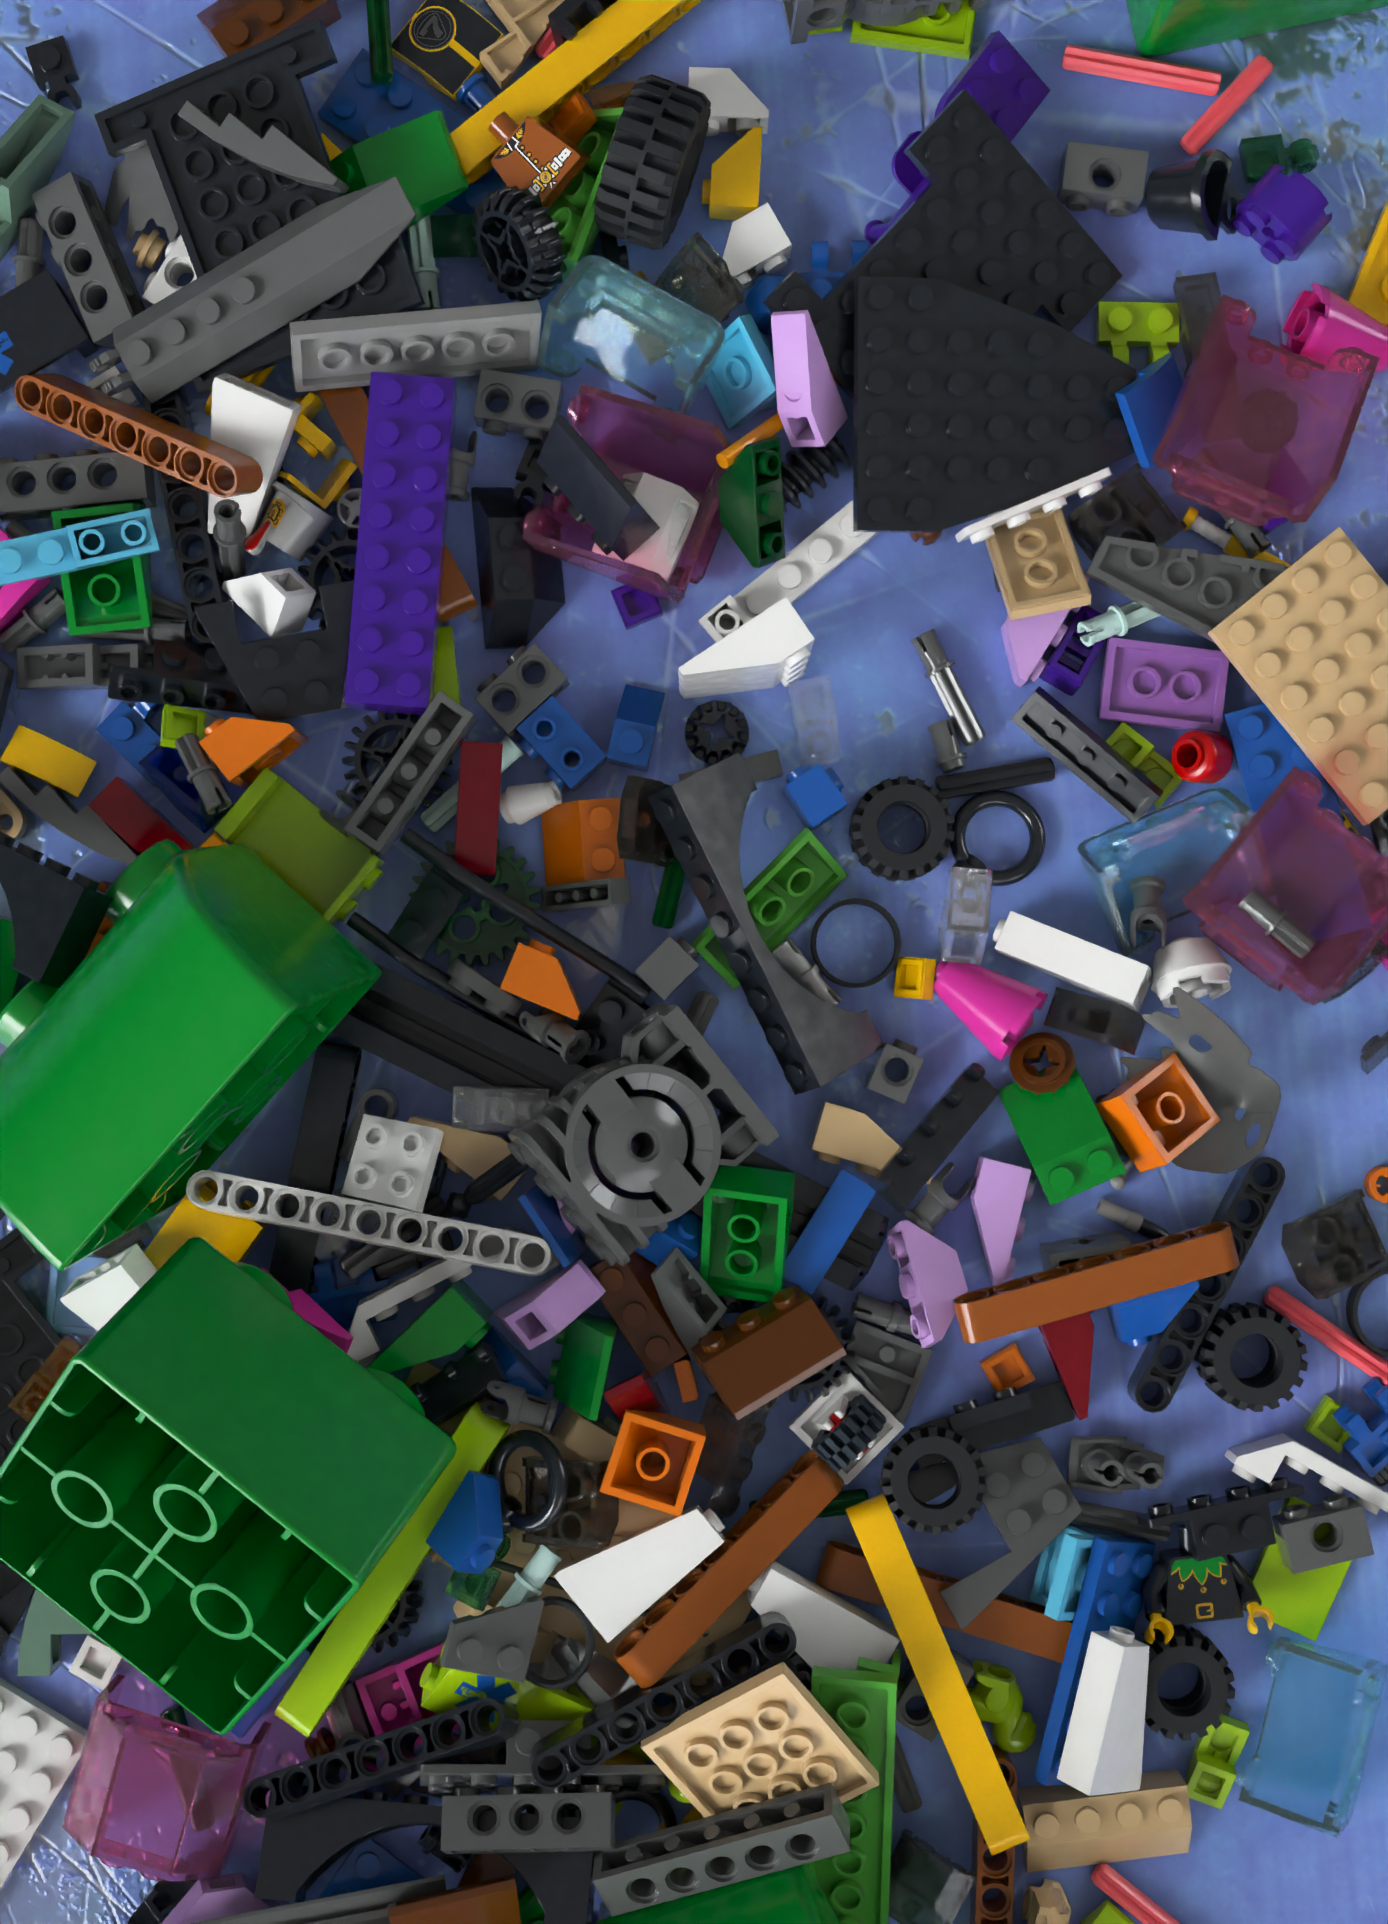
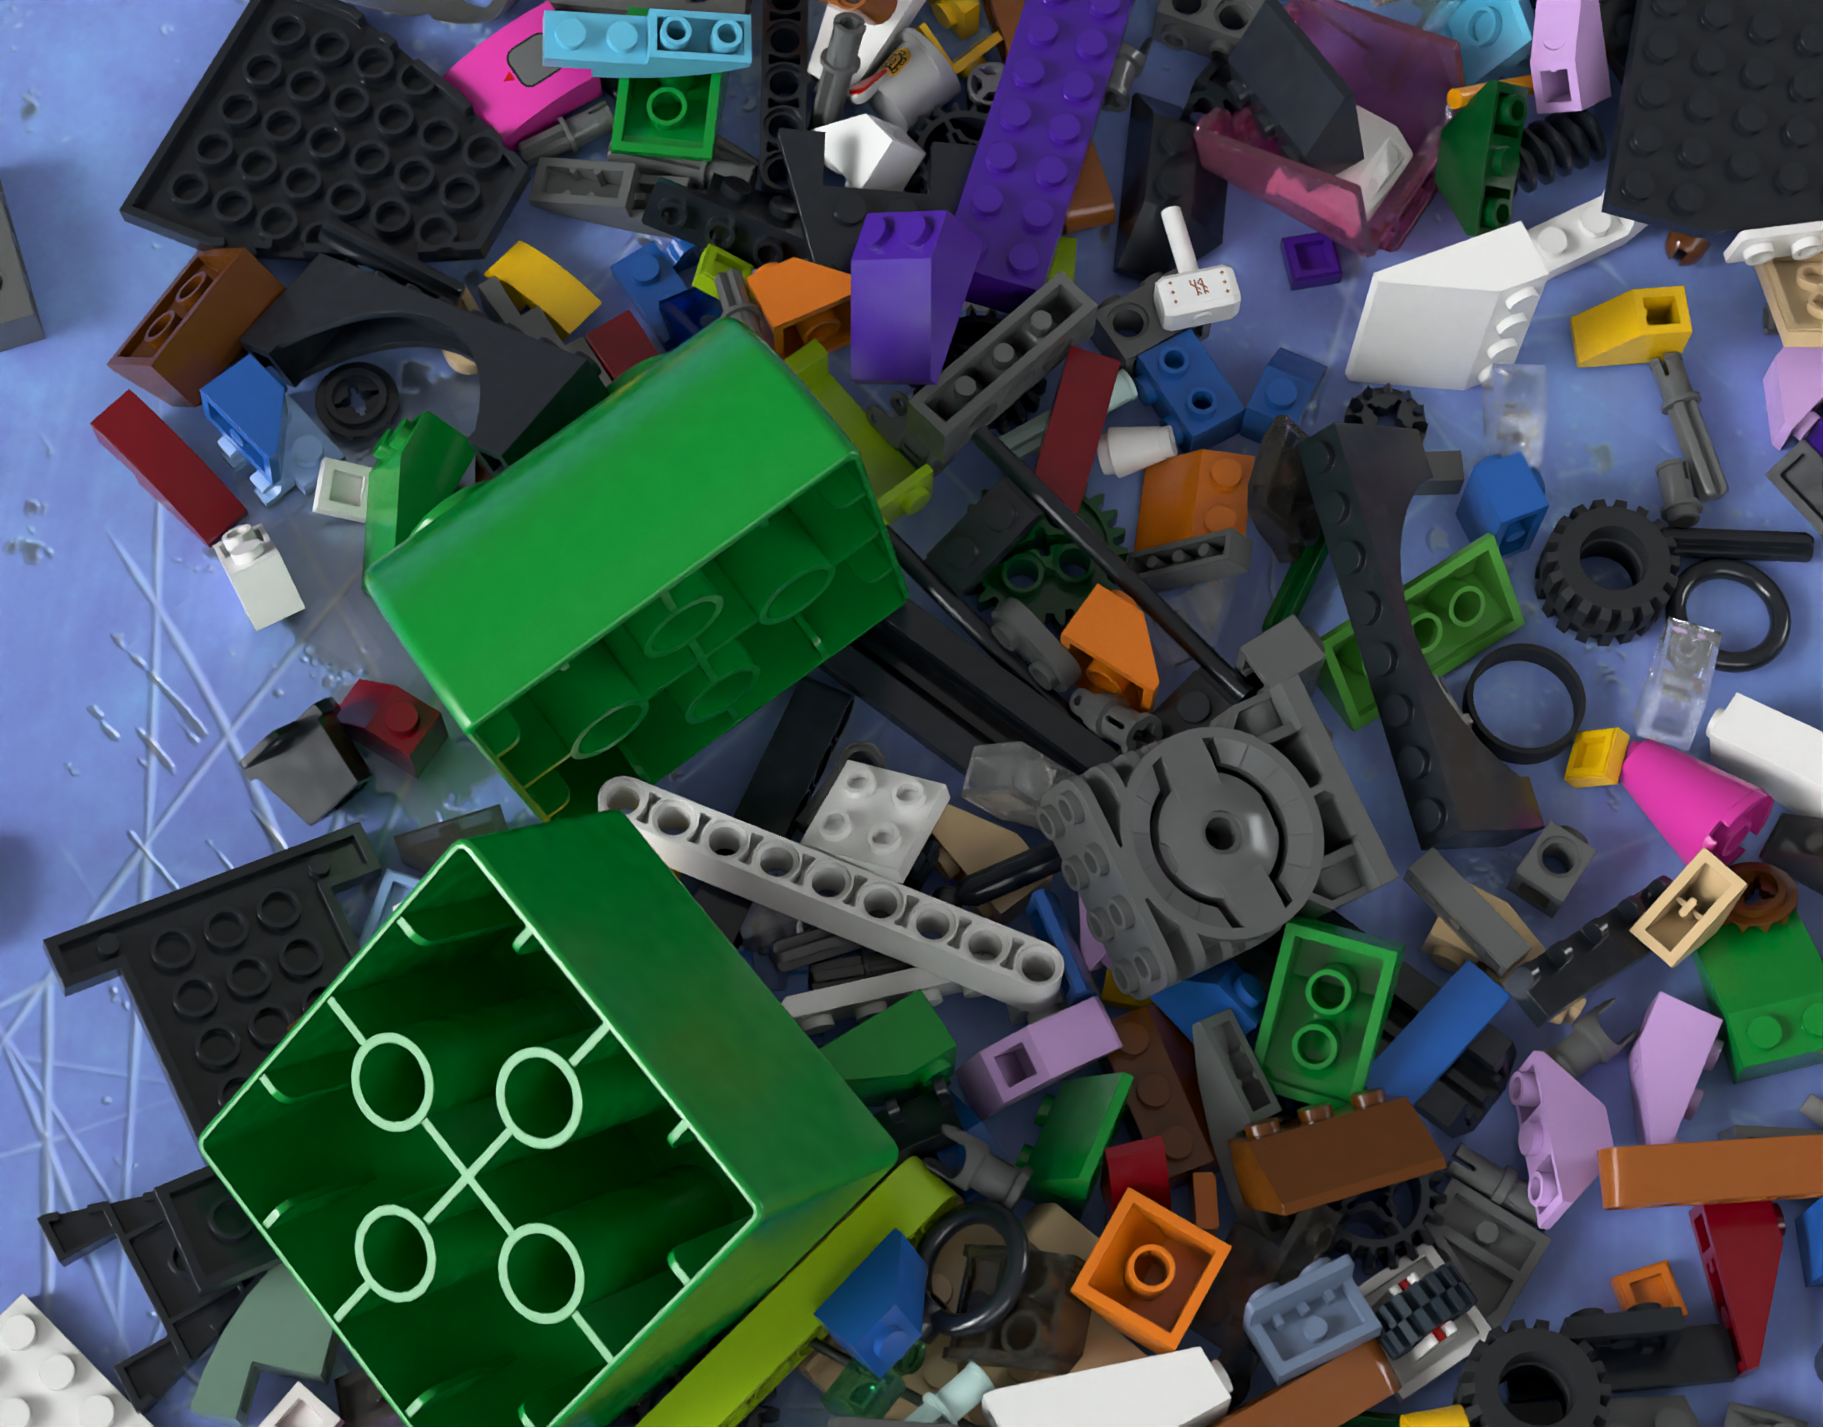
camera: 10 degrees right, 20 degrees down
(325, 740) = (908, 294): none -> dark purple slope
(550, 672) = (1193, 294): none -> white piece
(771, 1465) = (1309, 1319): none -> sand blue bracket
(835, 1133) = (1466, 912): none -> dark grey piece
(892, 617) = (1632, 328): none -> yellow slope
(995, 1095) = (1690, 909): none -> tan slope

